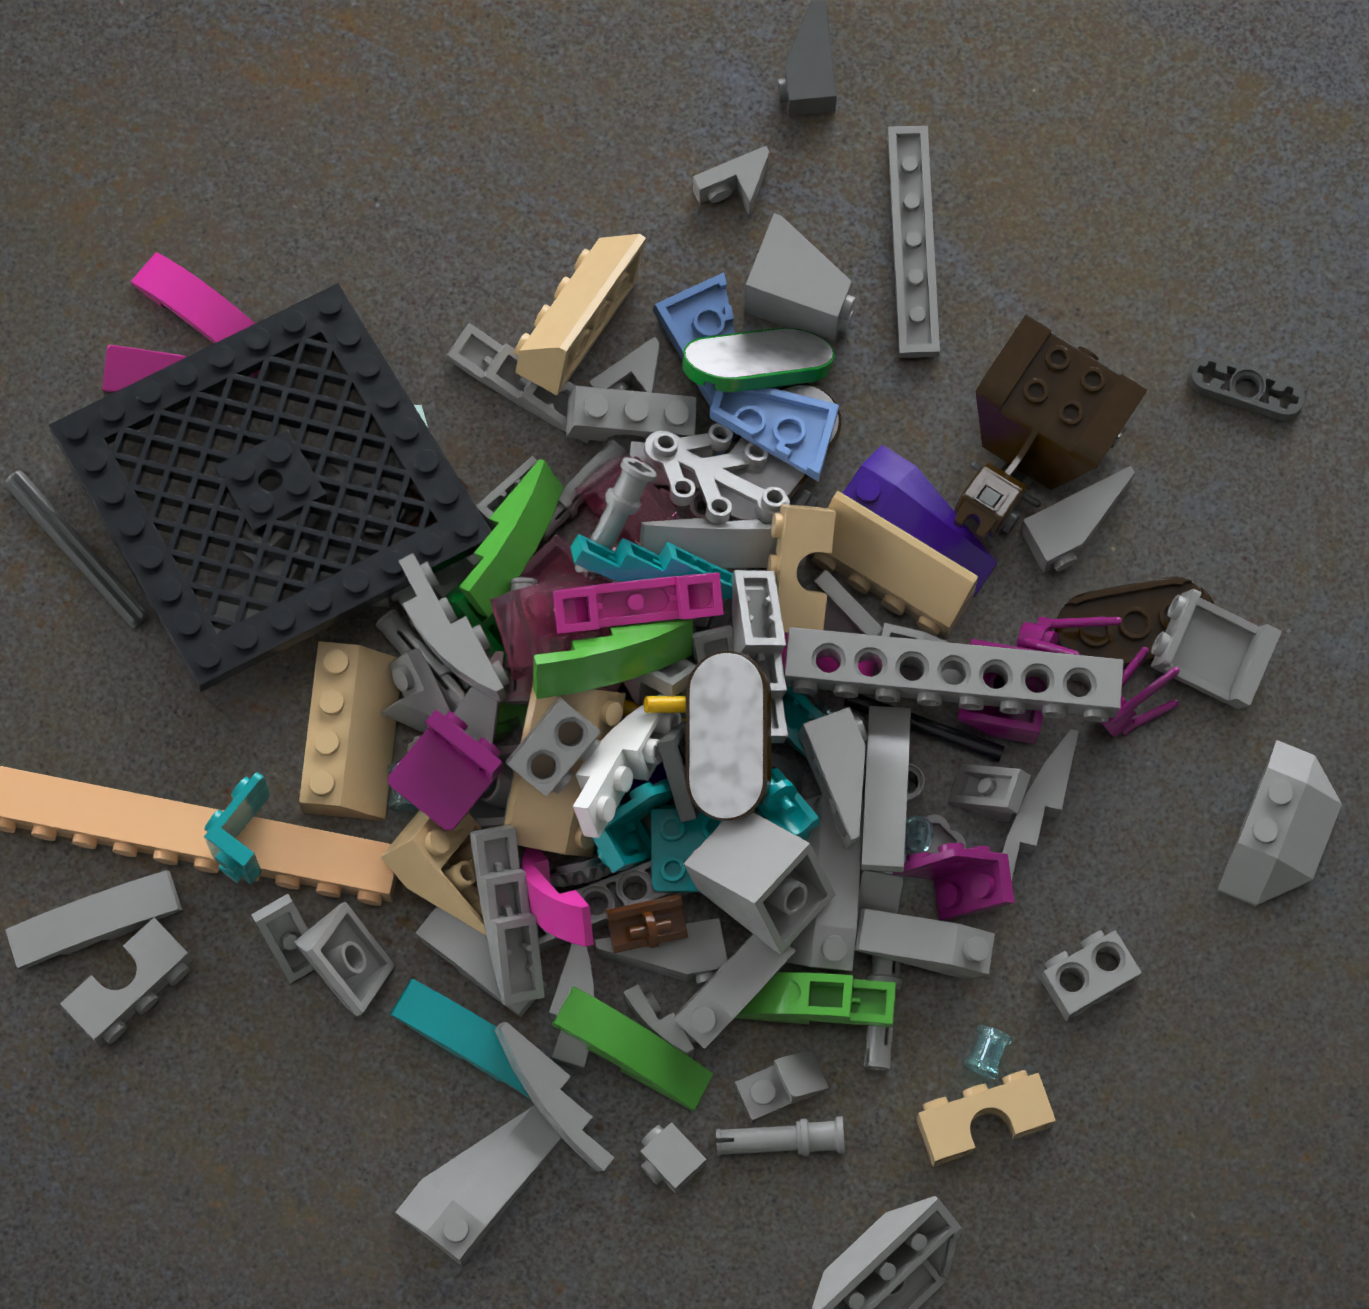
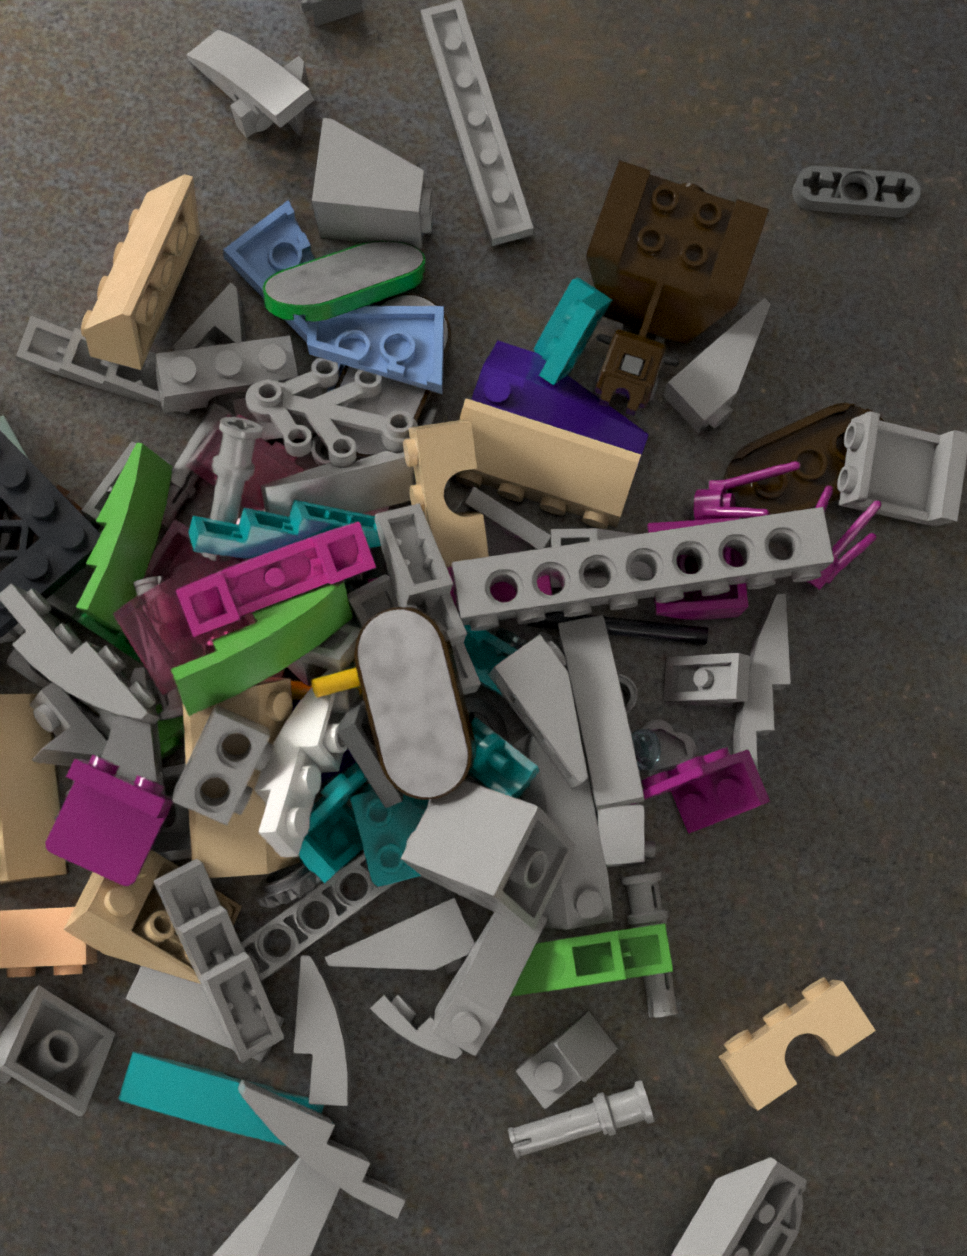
camera: 15 degrees left, 5 degrees up
(559, 914) = (275, 955): dark pink slope -> none
(632, 1048) = (393, 1069): bright green slope -> none
(646, 923) = (376, 928): reddish brown hips -> none
(670, 1157) = (466, 1177): light grey brick -> none
(717, 154) = (251, 77): none -> light grey slope
(926, 943) = (683, 868): light grey slope -> none
(948, 452) = (570, 329): none -> teal bracket
(987, 1051) = (778, 966): clear light blue bush -> none
(1095, 982) = (871, 863): light grey brick -> none

